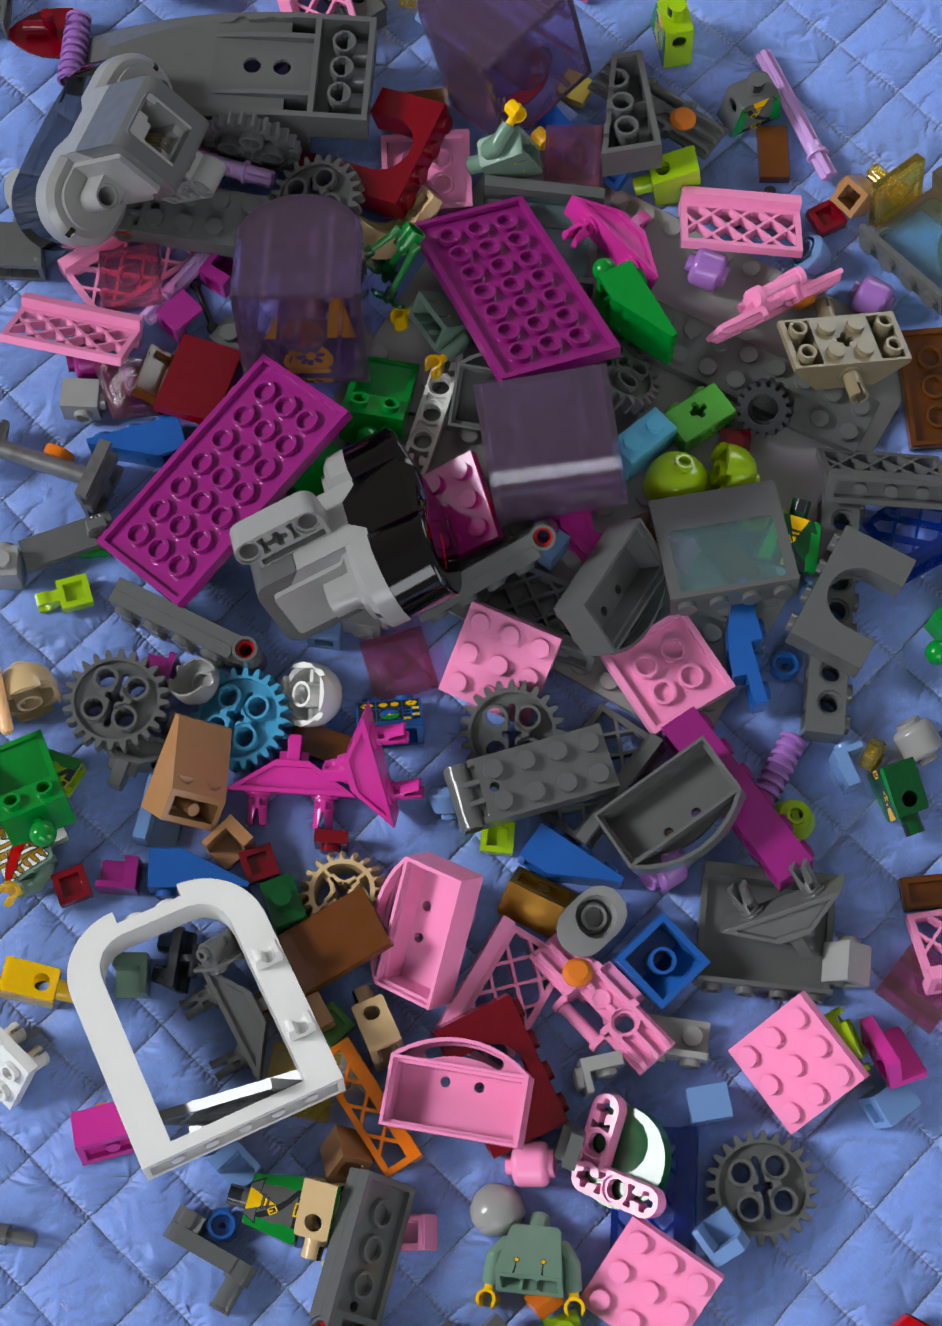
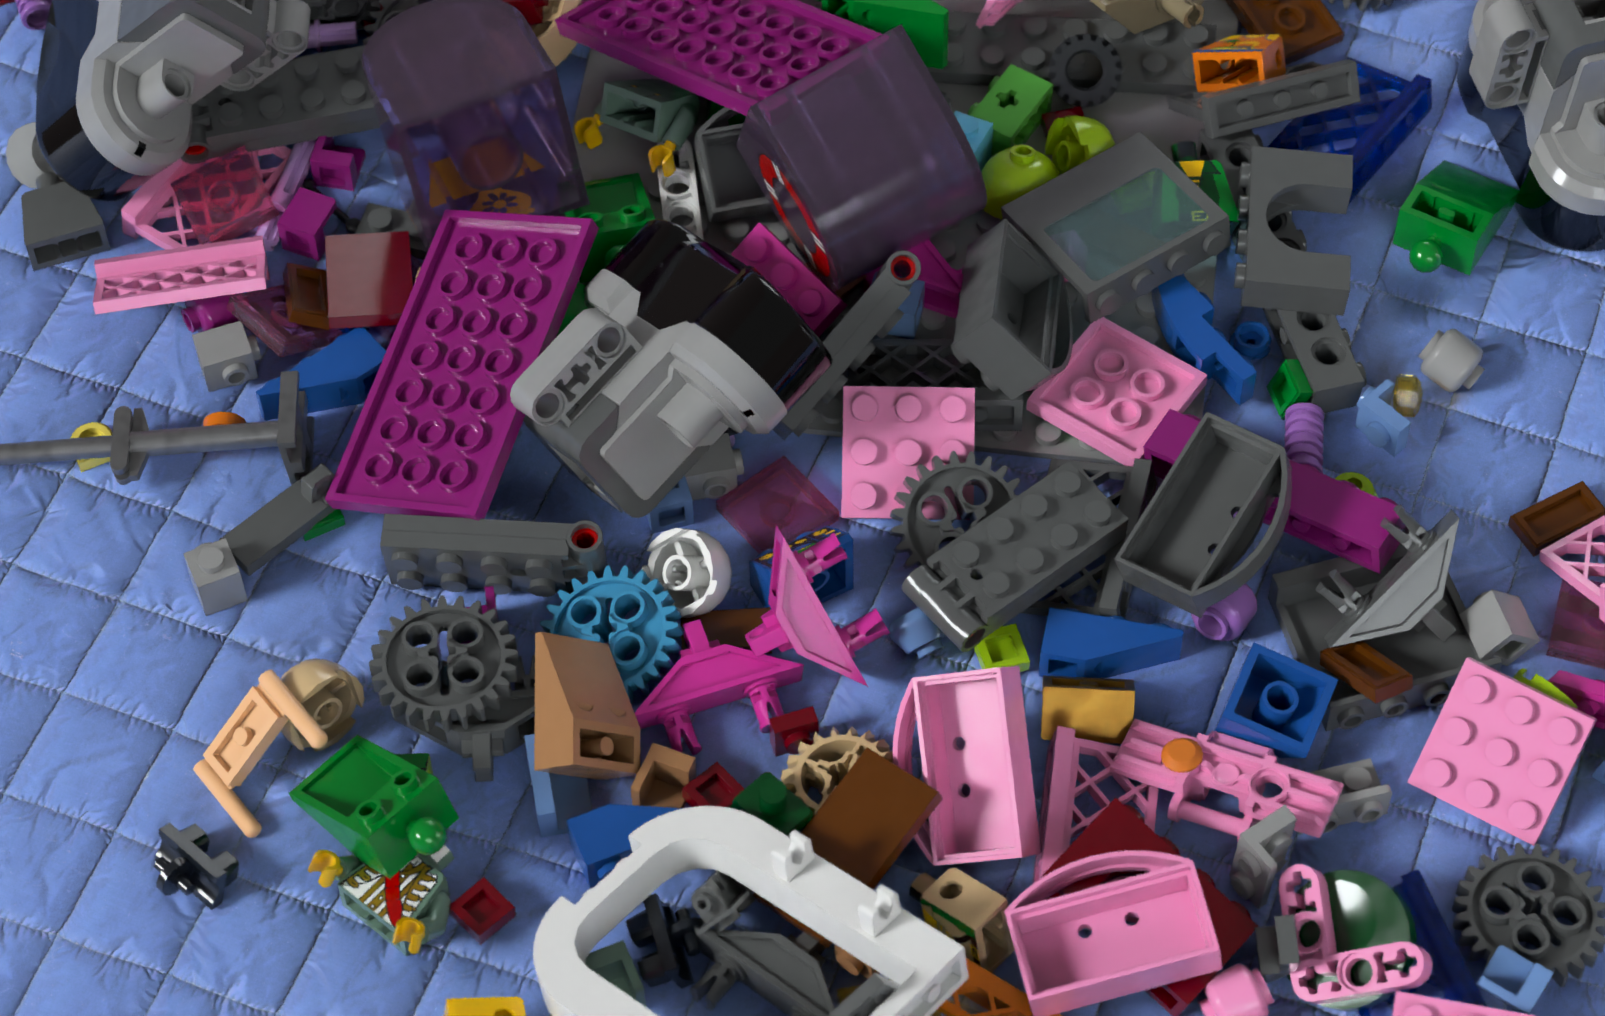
camera: 20 degrees left, 15 degrees down
(71, 594) = (314, 578): lime plate -> none
(121, 877) = (542, 879): magenta panel -> none
(195, 681) = (534, 607): light grey hair -> none
(408, 242) = (564, 31): plant -> none
(591, 921) = (1169, 691): light grey piece -> none
(709, 1104) = (1420, 843): medium blue panel -> none
(735, 962) = (1366, 670): none -> reddish brown tile
(791, 715) = (1289, 386): none -> green tile
(879, 444) = (1249, 58): none -> orange torso
(897, 783) = (1462, 419): dark green torso -> none

